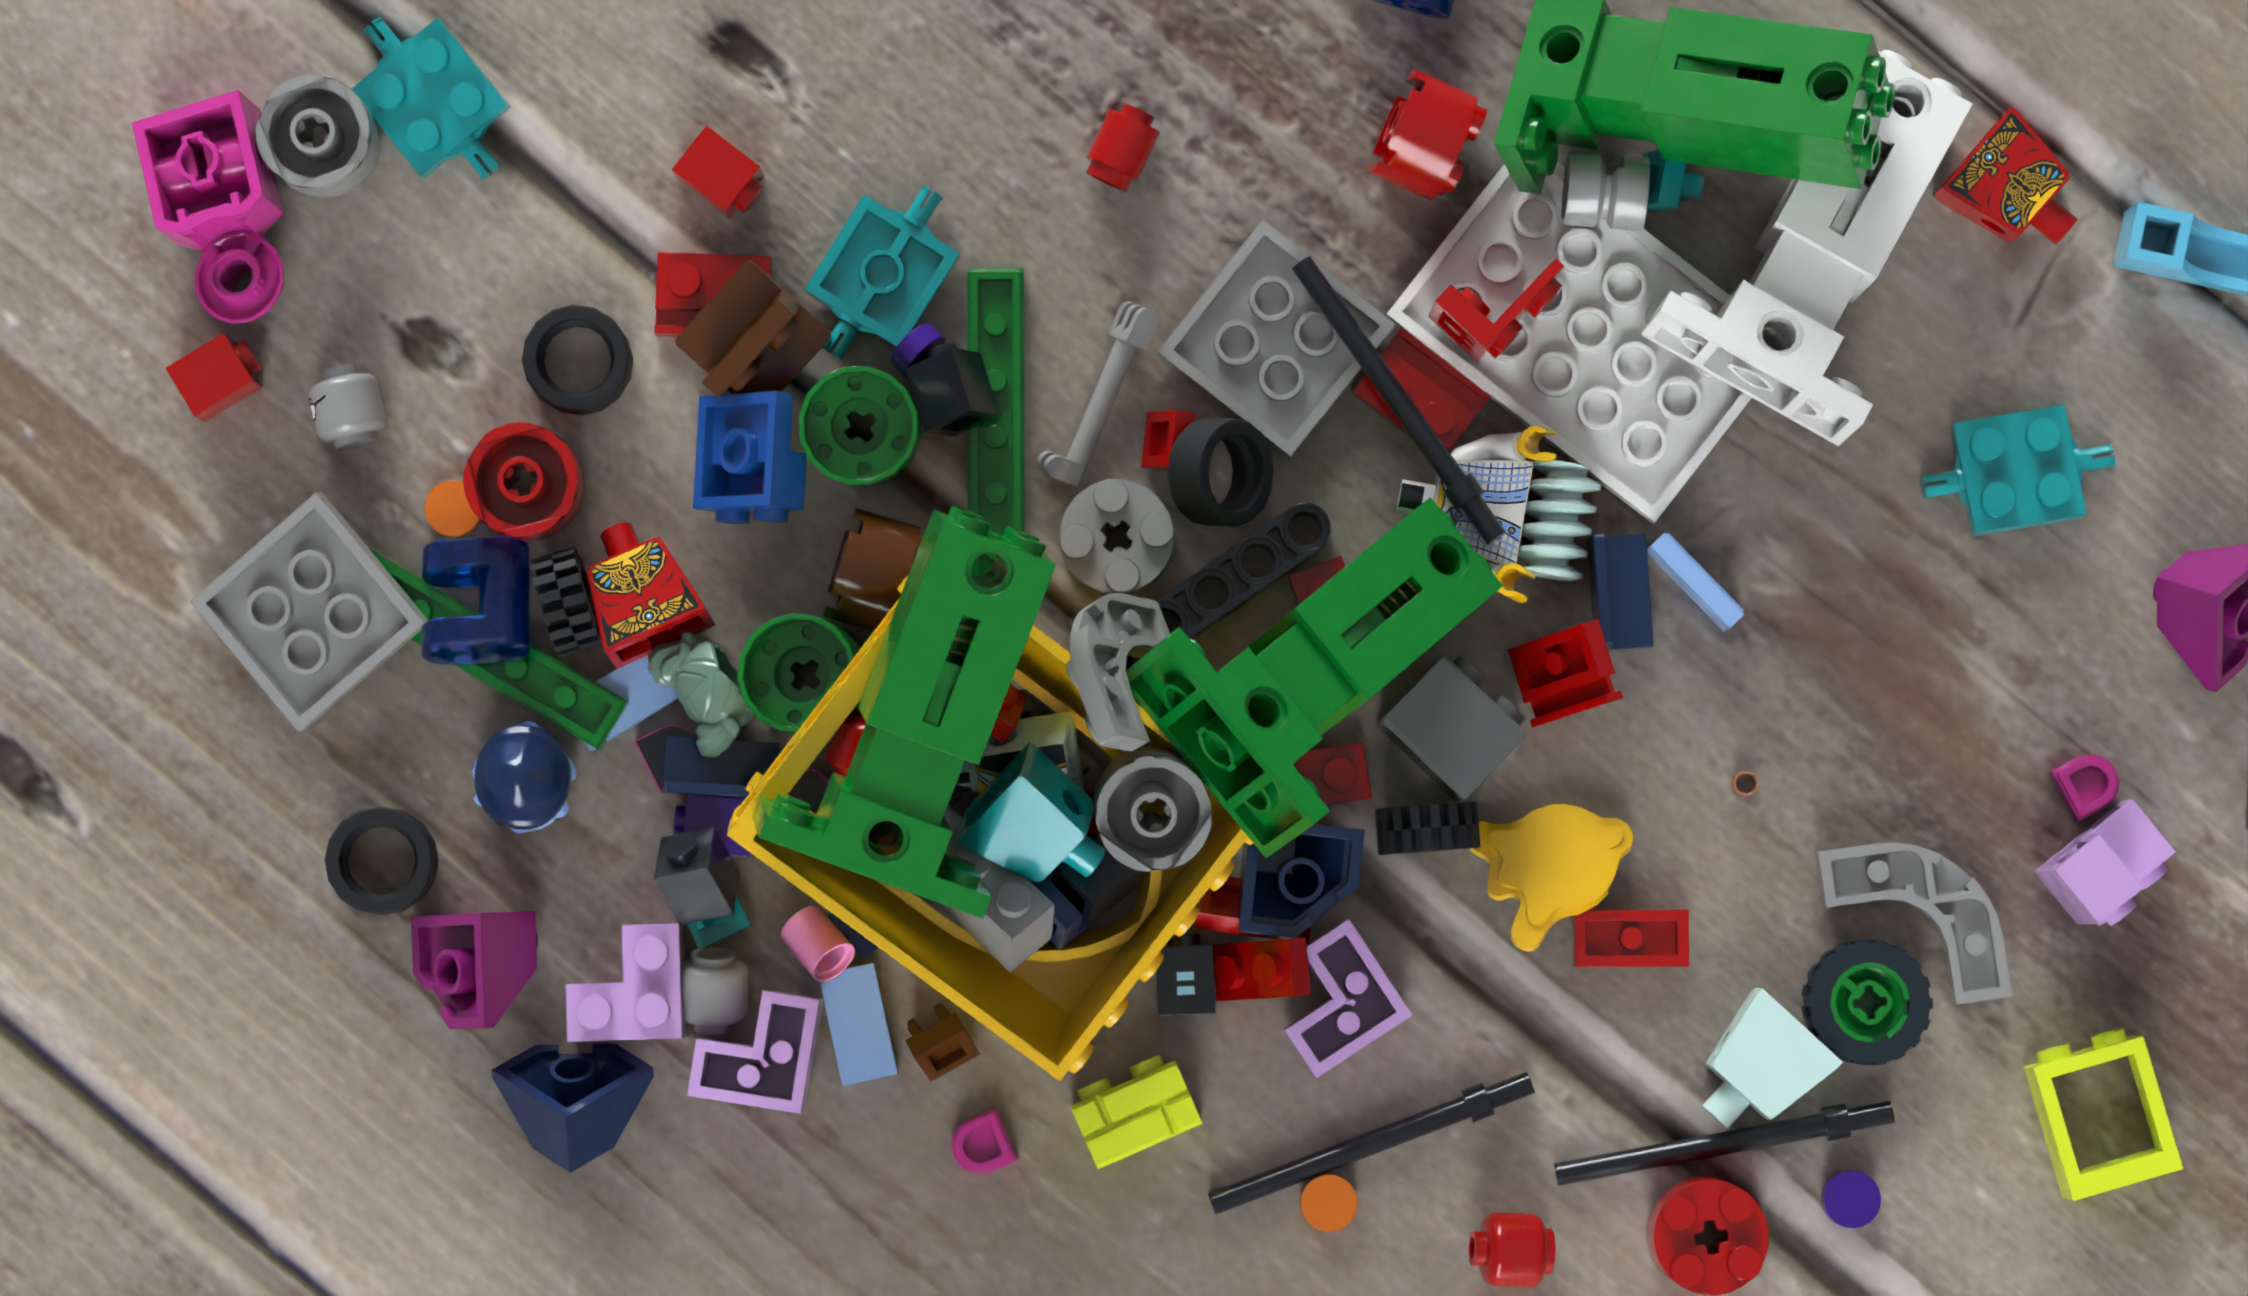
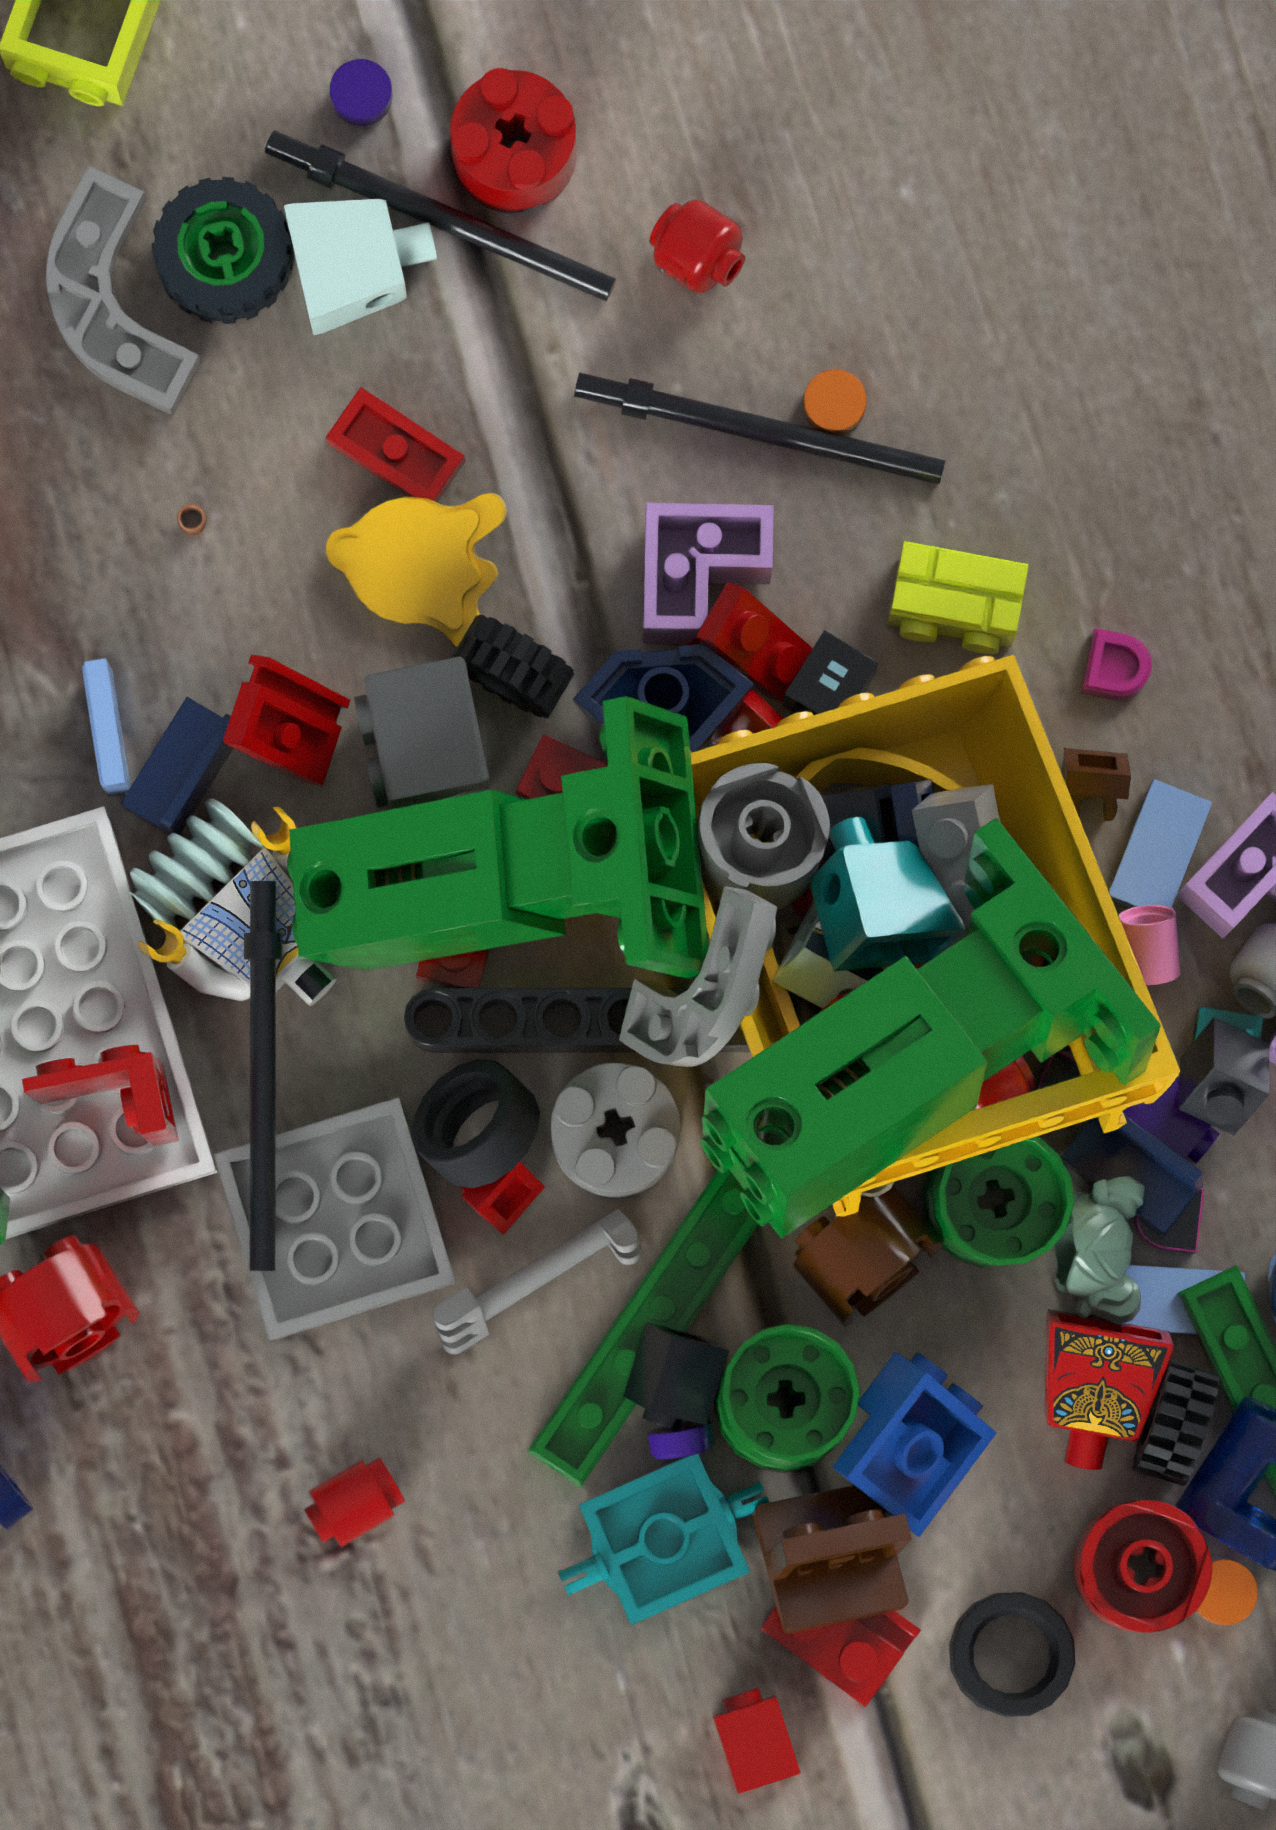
camera: 150 degrees left, 5 degrees down
(1438, 389) = (219, 1074): red plate -> none

